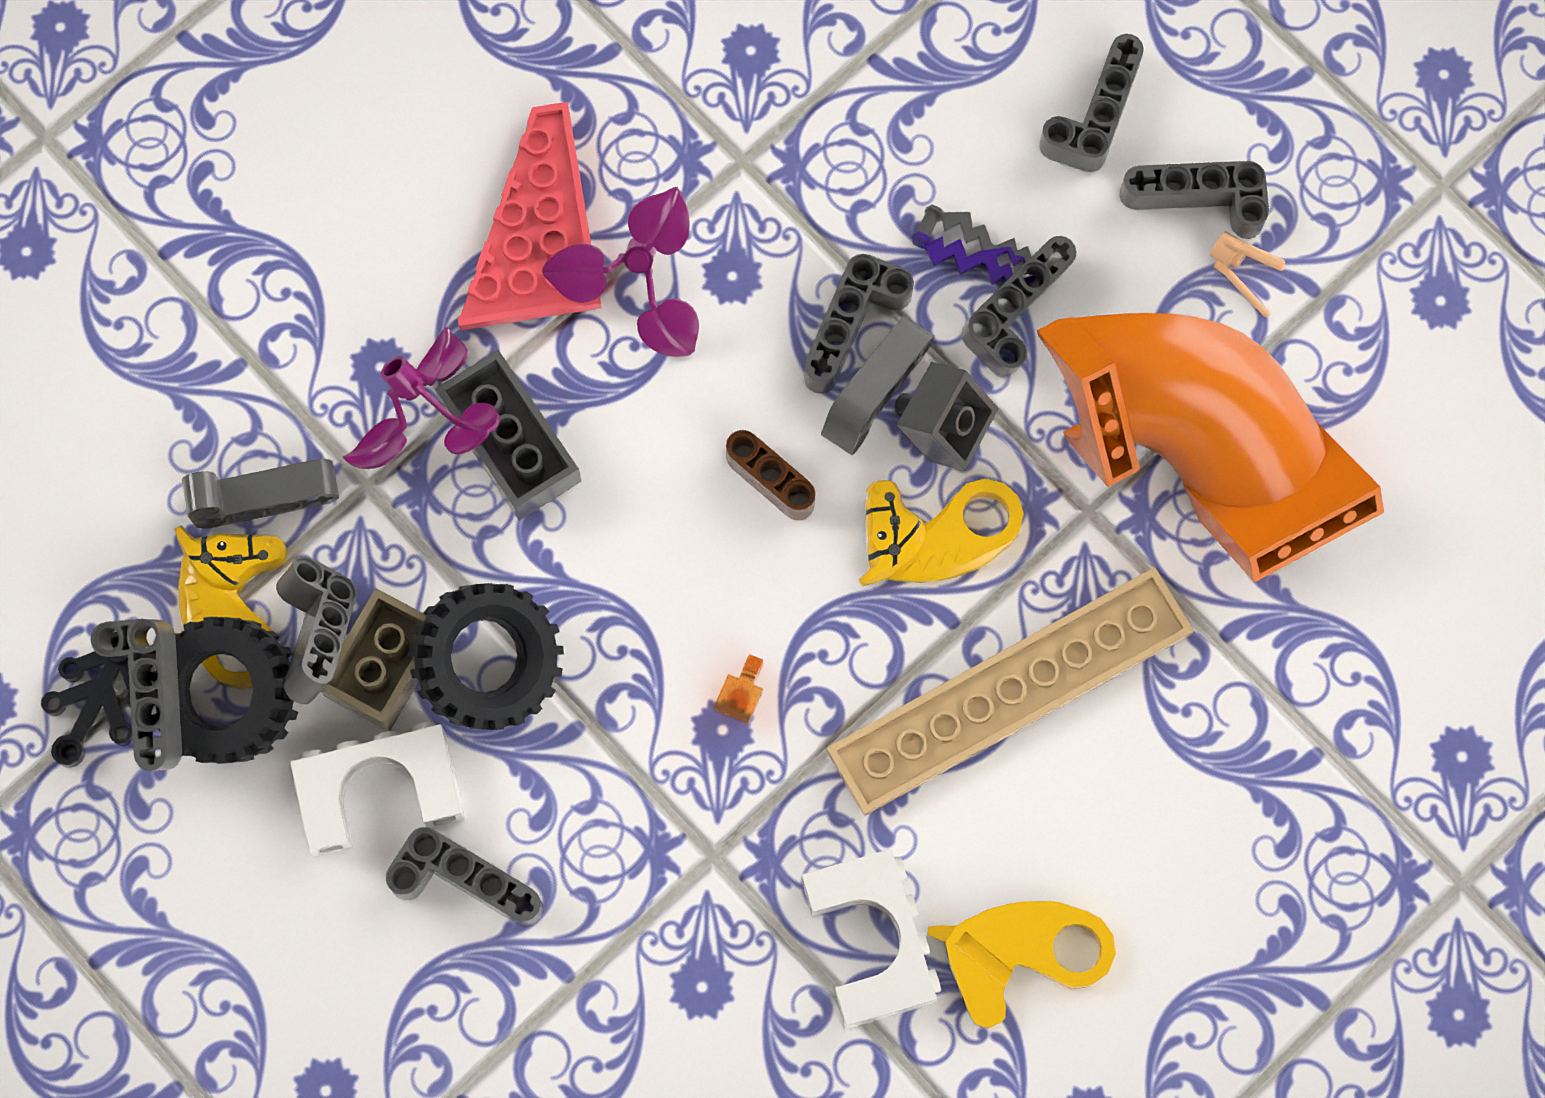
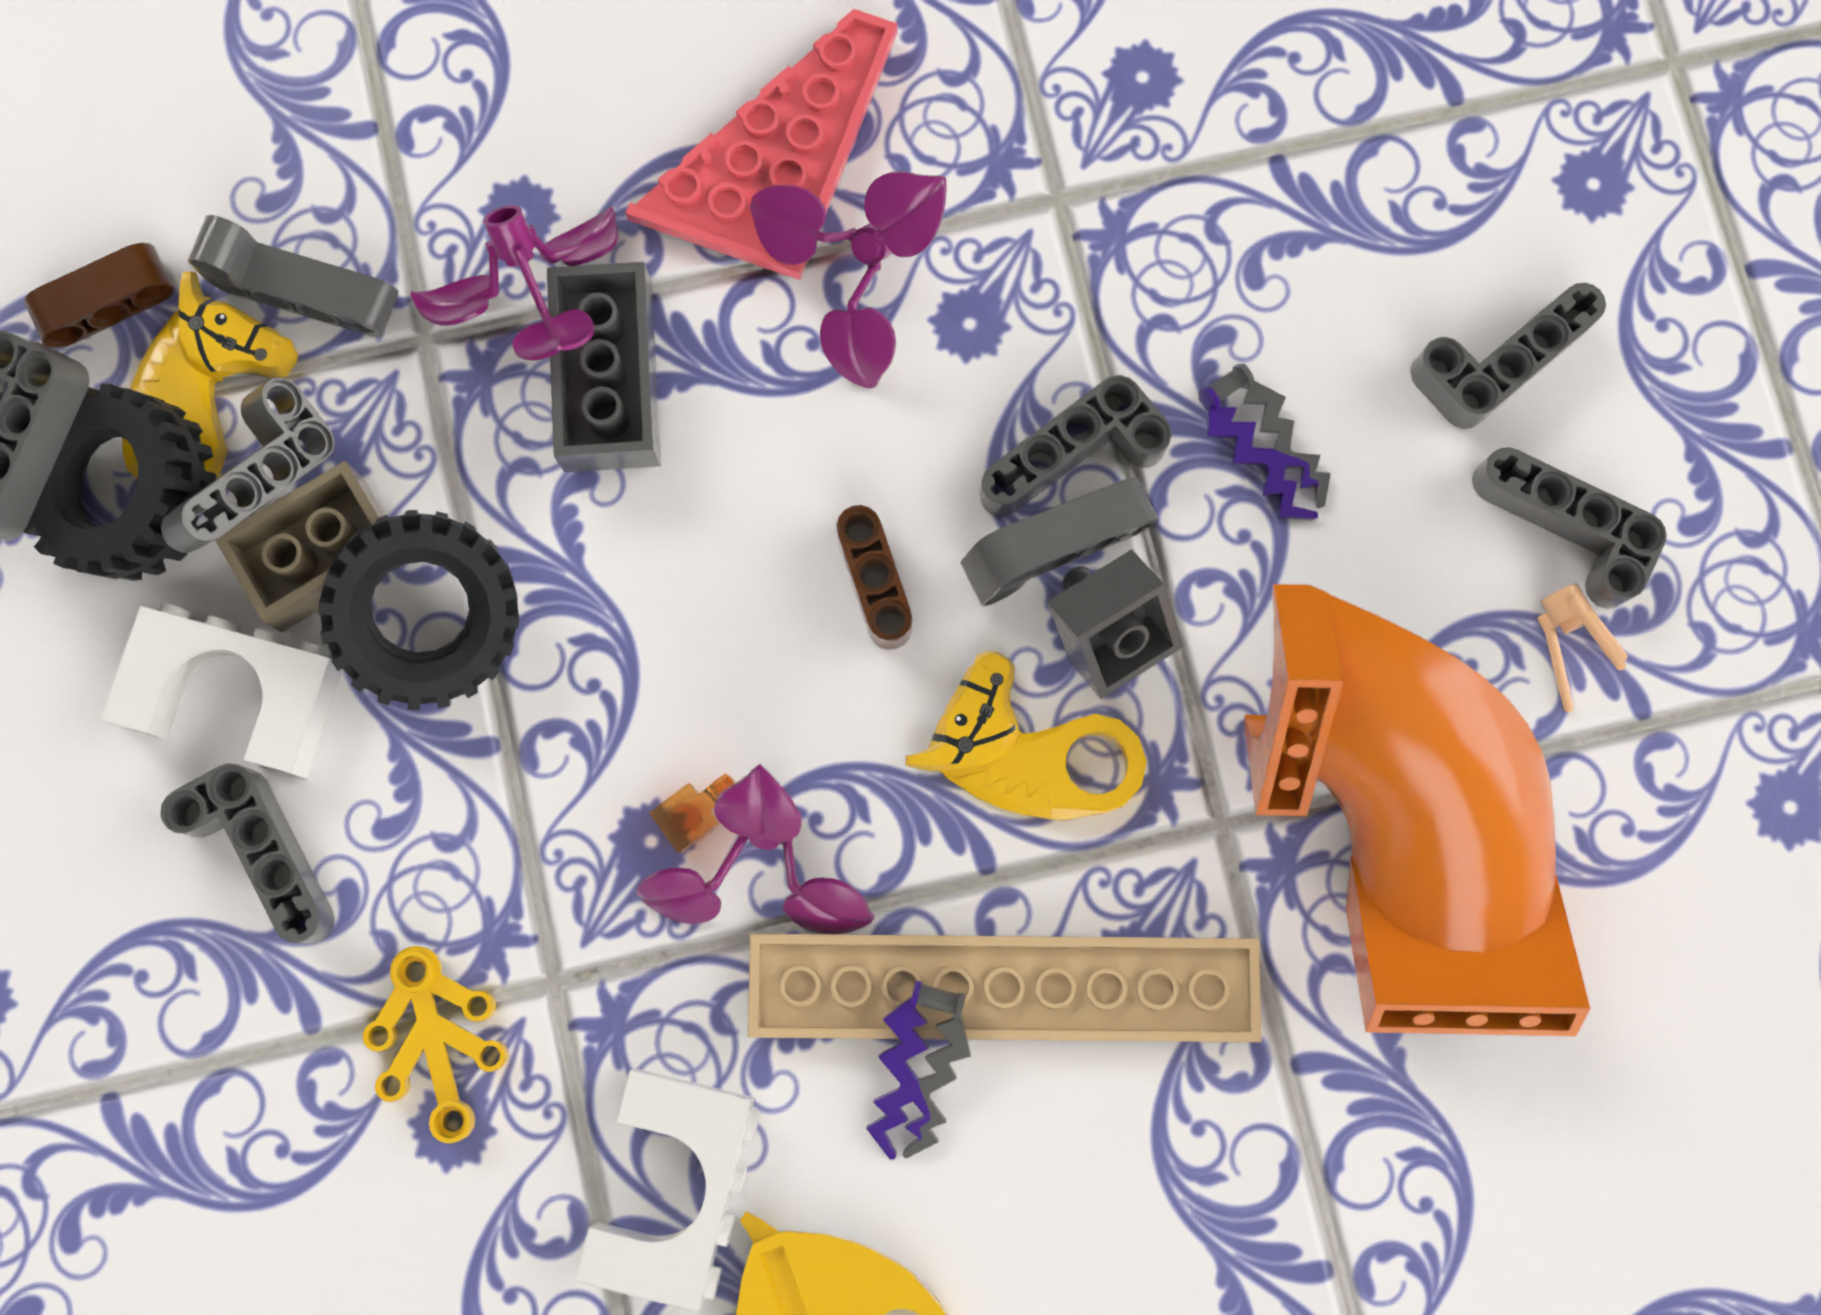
camera: 30 degrees right, 5 degrees up
(125, 575) = (98, 295): none -> reddish brown beam
(654, 932) = (431, 1035): none -> yellow plant
(793, 660) = (767, 816): none -> magenta plant
(988, 786) = (914, 1089): none -> piece
(1022, 298) = (1287, 531): dark grey beam -> none

